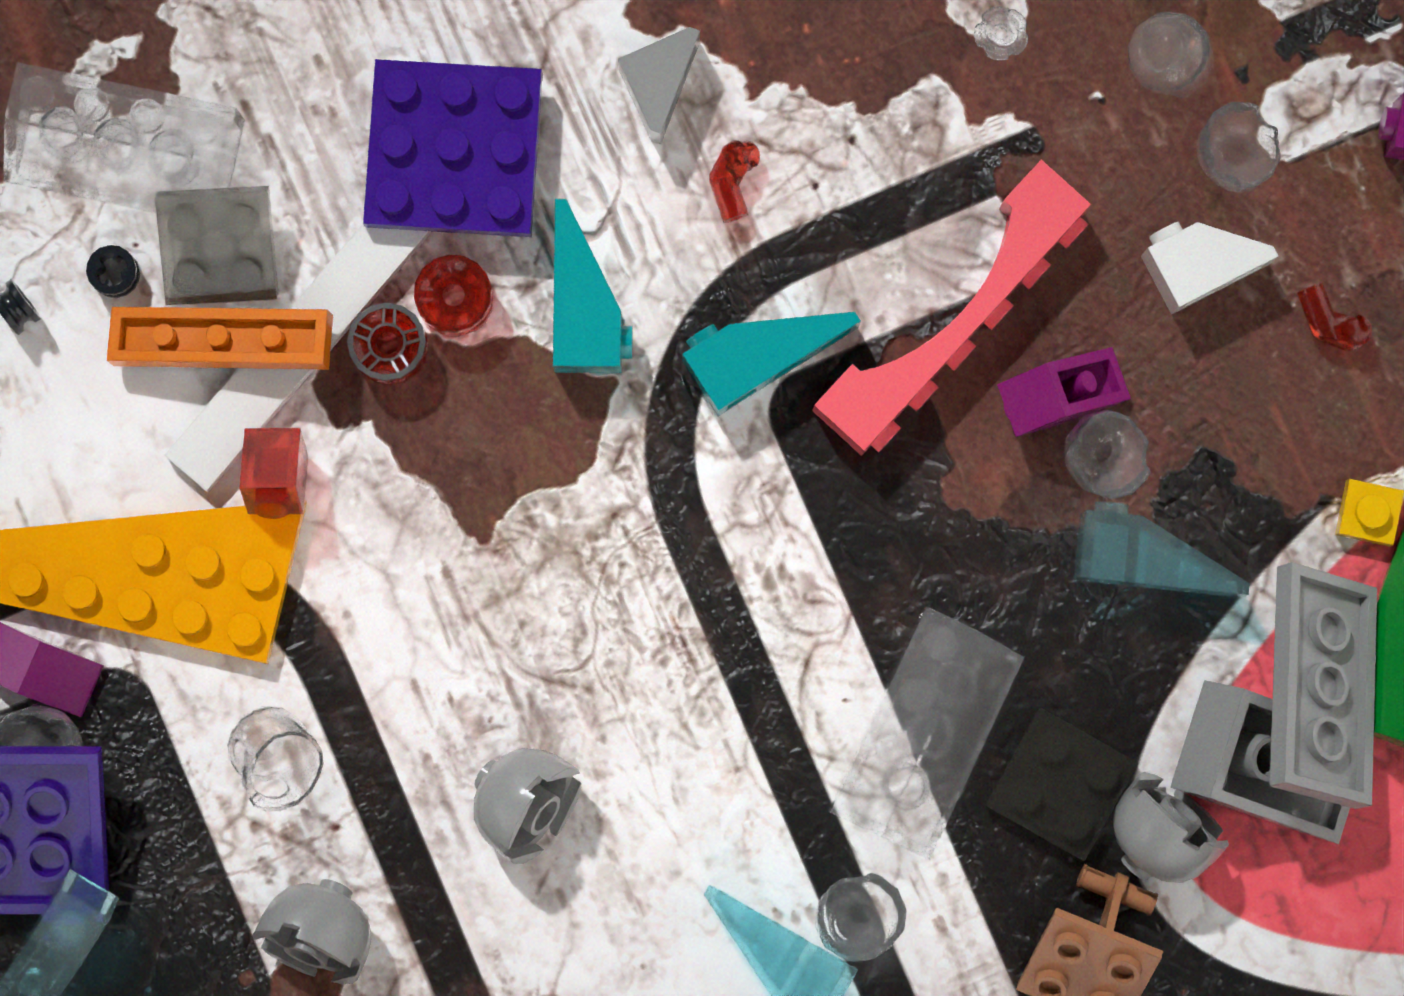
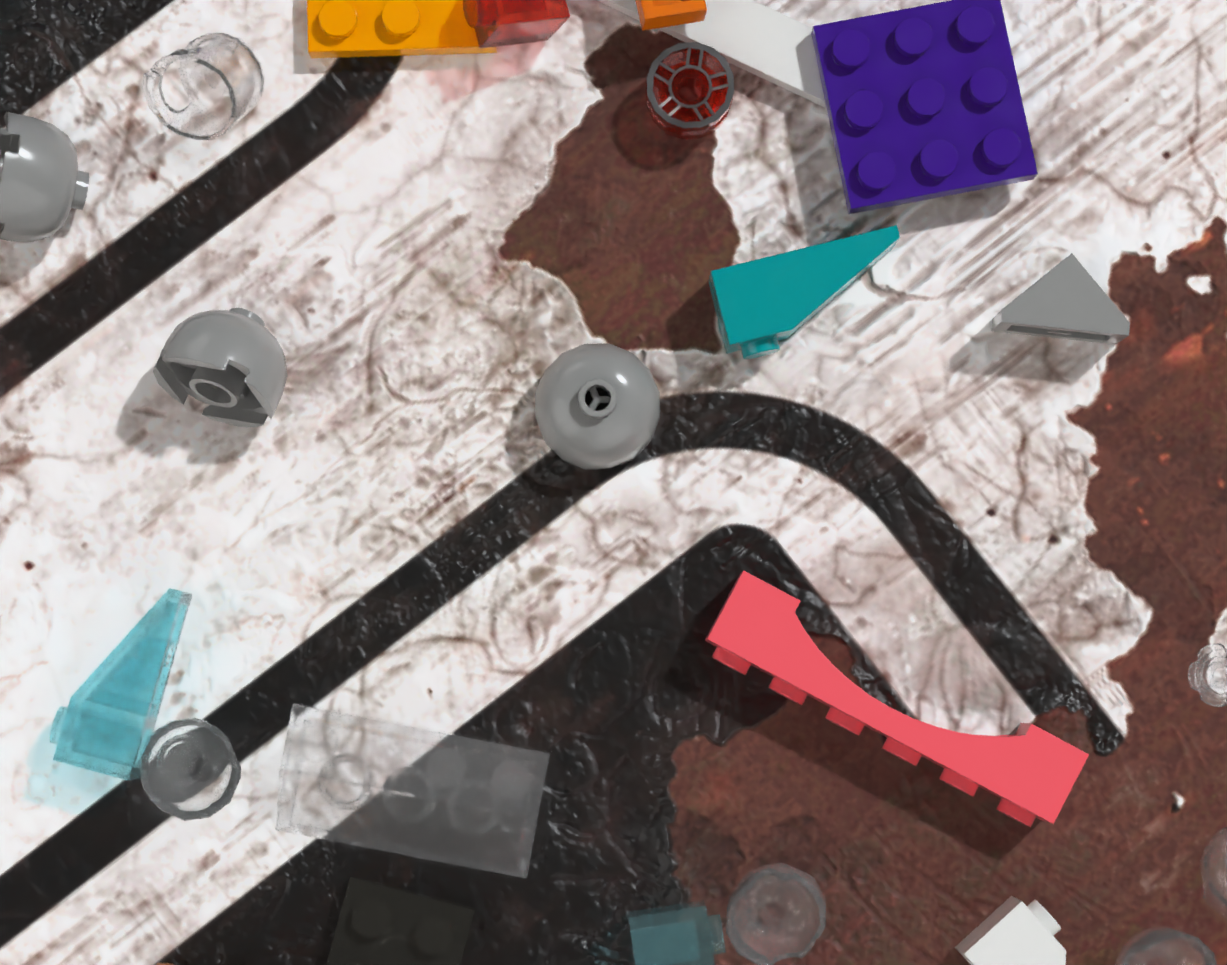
camera: 75 degrees right, 0 degrees up
(442, 276) = (782, 133): clear red wheel -> none
(643, 521) = (603, 436): none -> light grey cylinder
(727, 174) = (978, 411): clear red arm -> none
(752, 355) = (781, 488): teal slope -> none
(1063, 391) = (834, 846): magenta slope -> none

